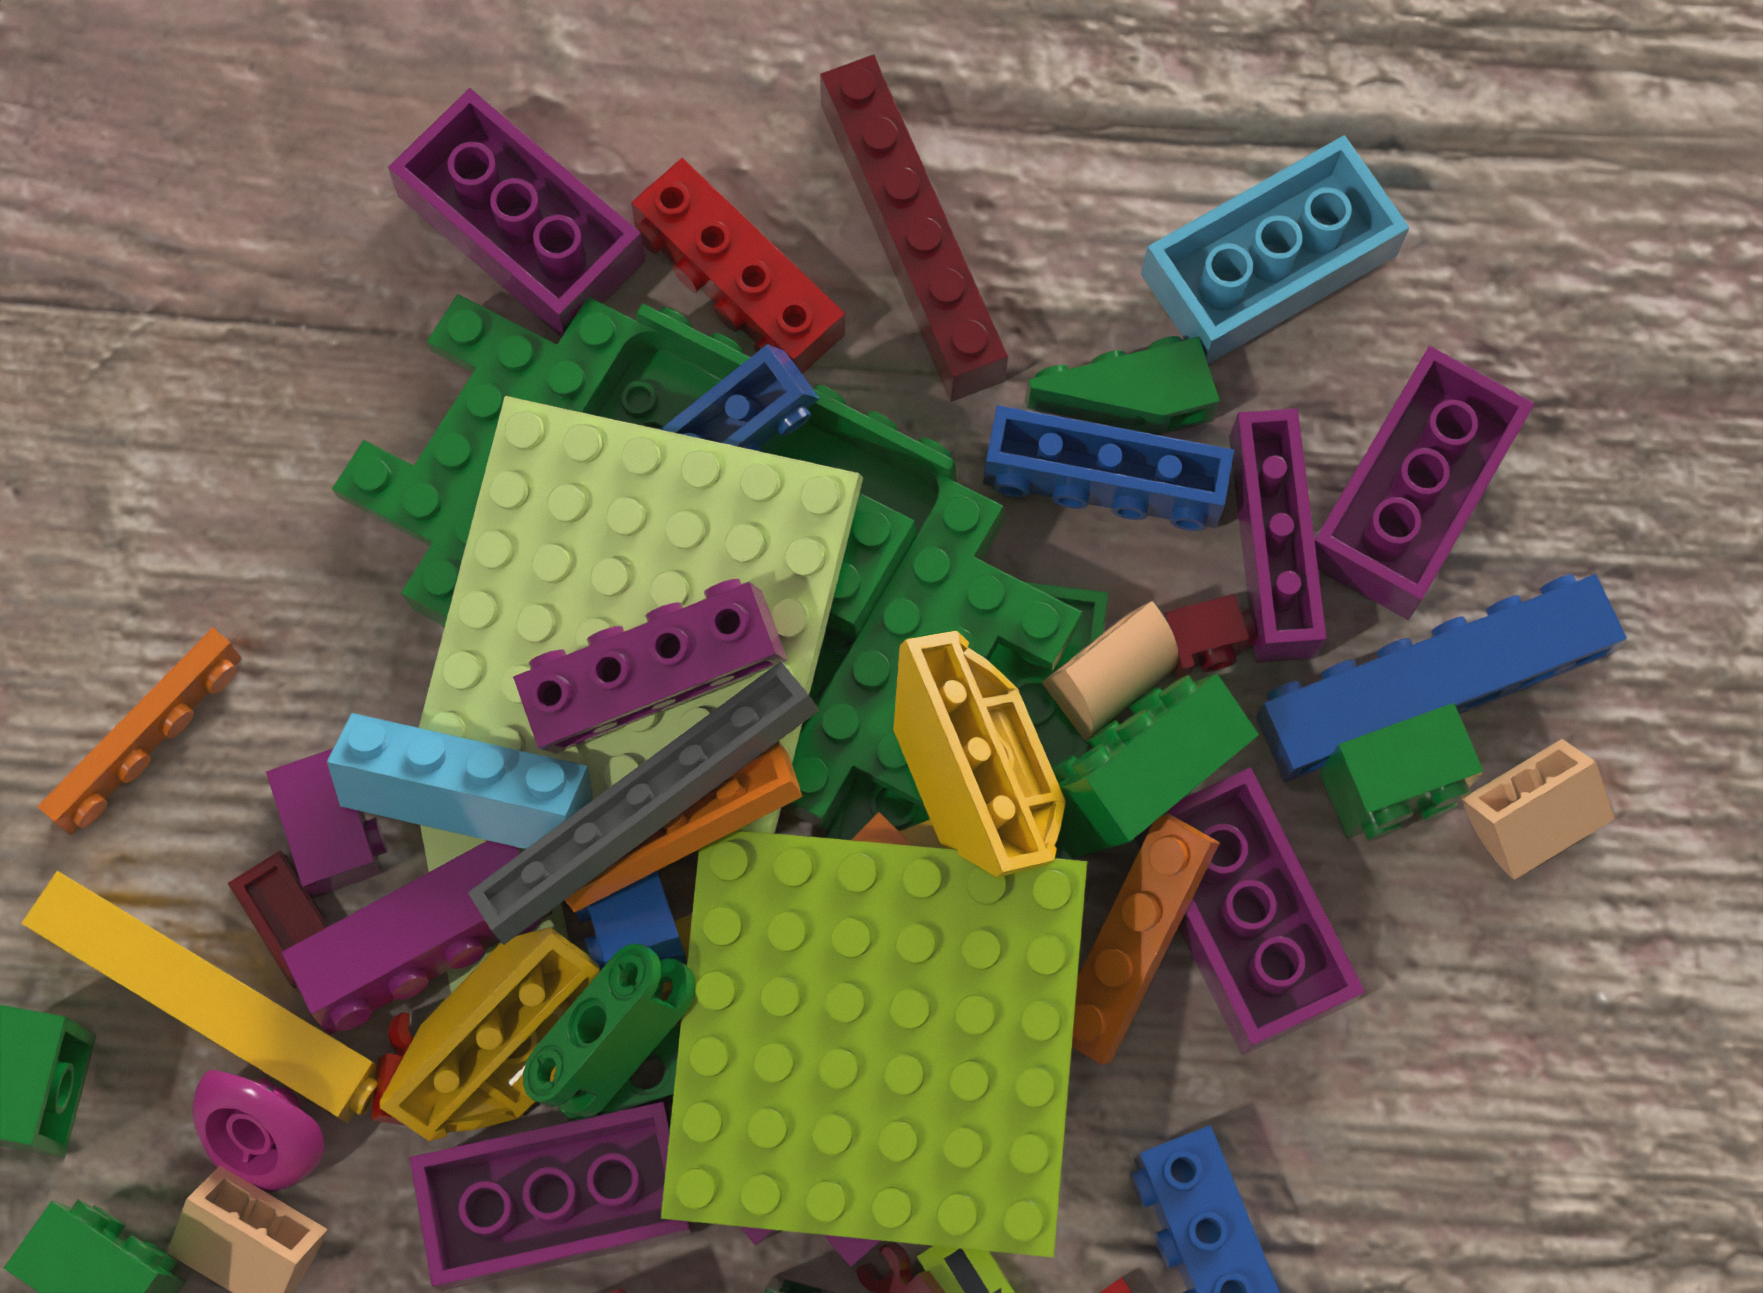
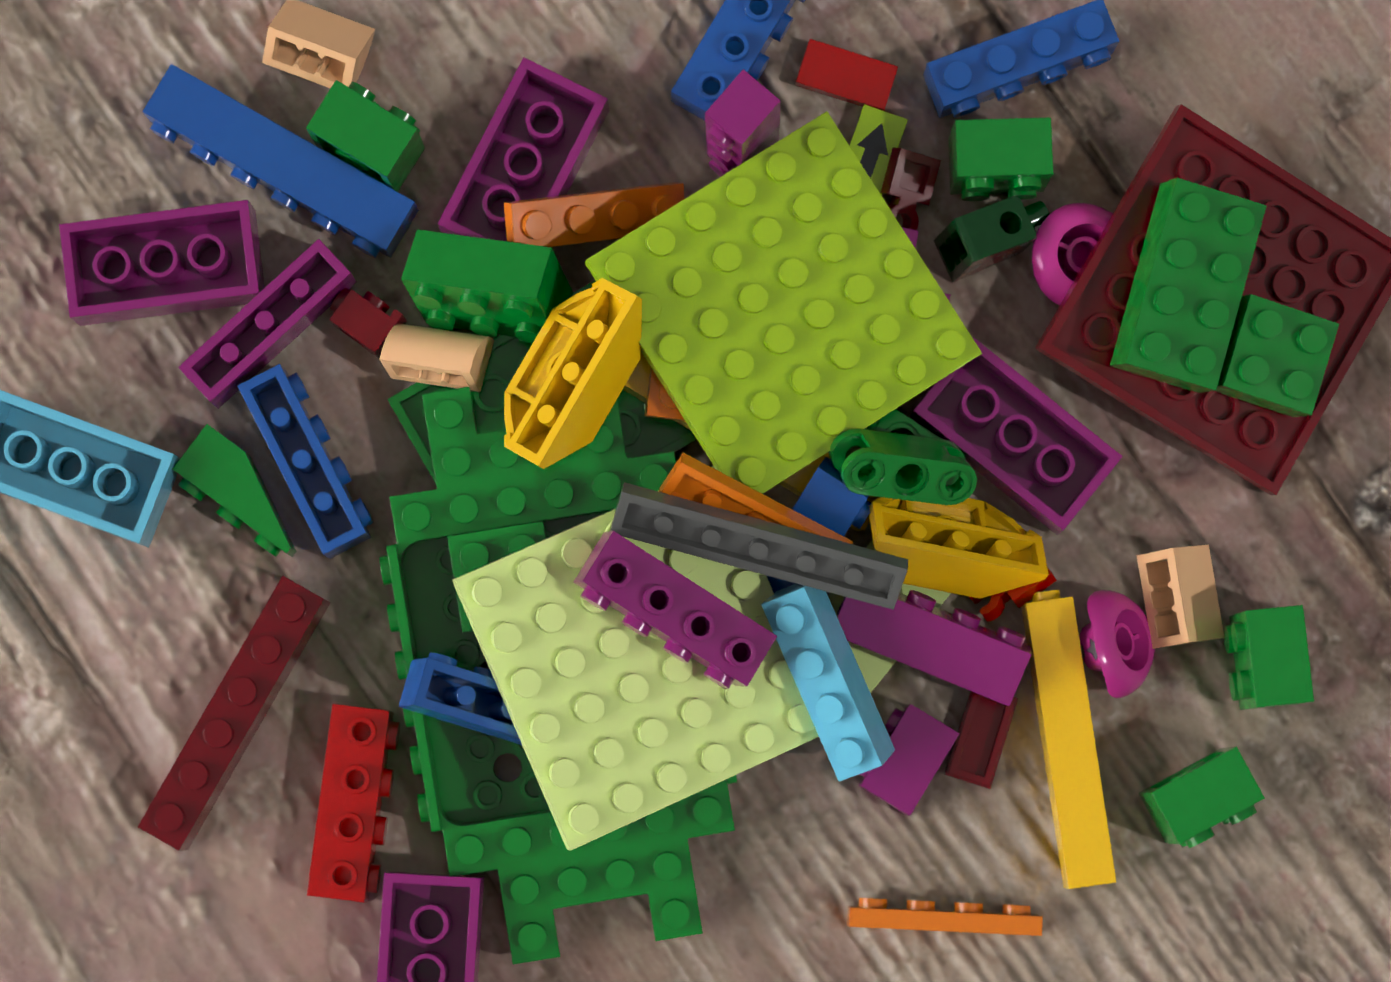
camera: 125 degrees left, 10 degrees up
(1108, 1148) = (741, 123): none -> magenta brick

